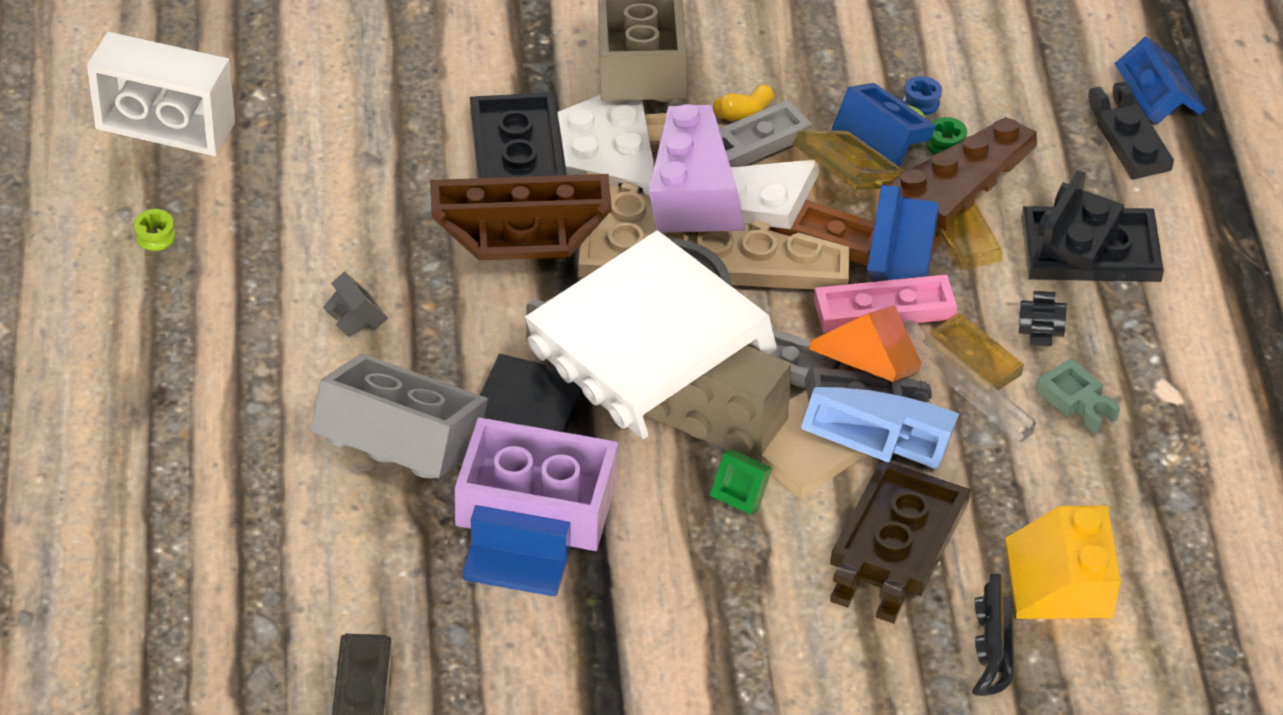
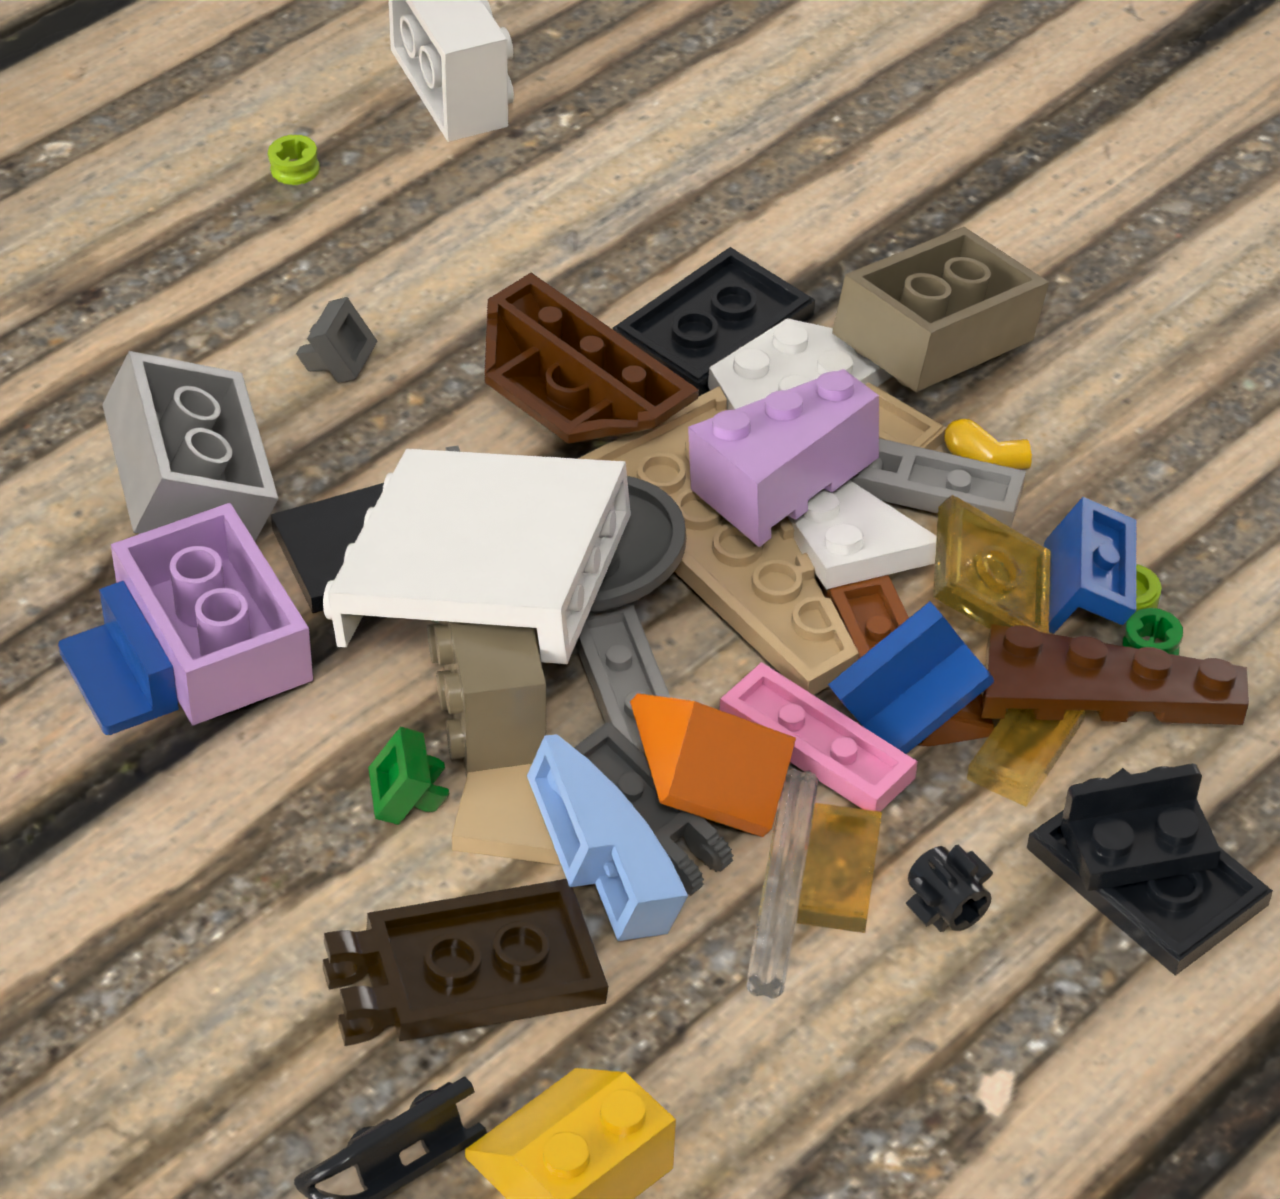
camera: 50 degrees right, 0 degrees up
(923, 94) = (1188, 594): blue bush -> none
(1076, 390) = (871, 995): sand green plate -> none

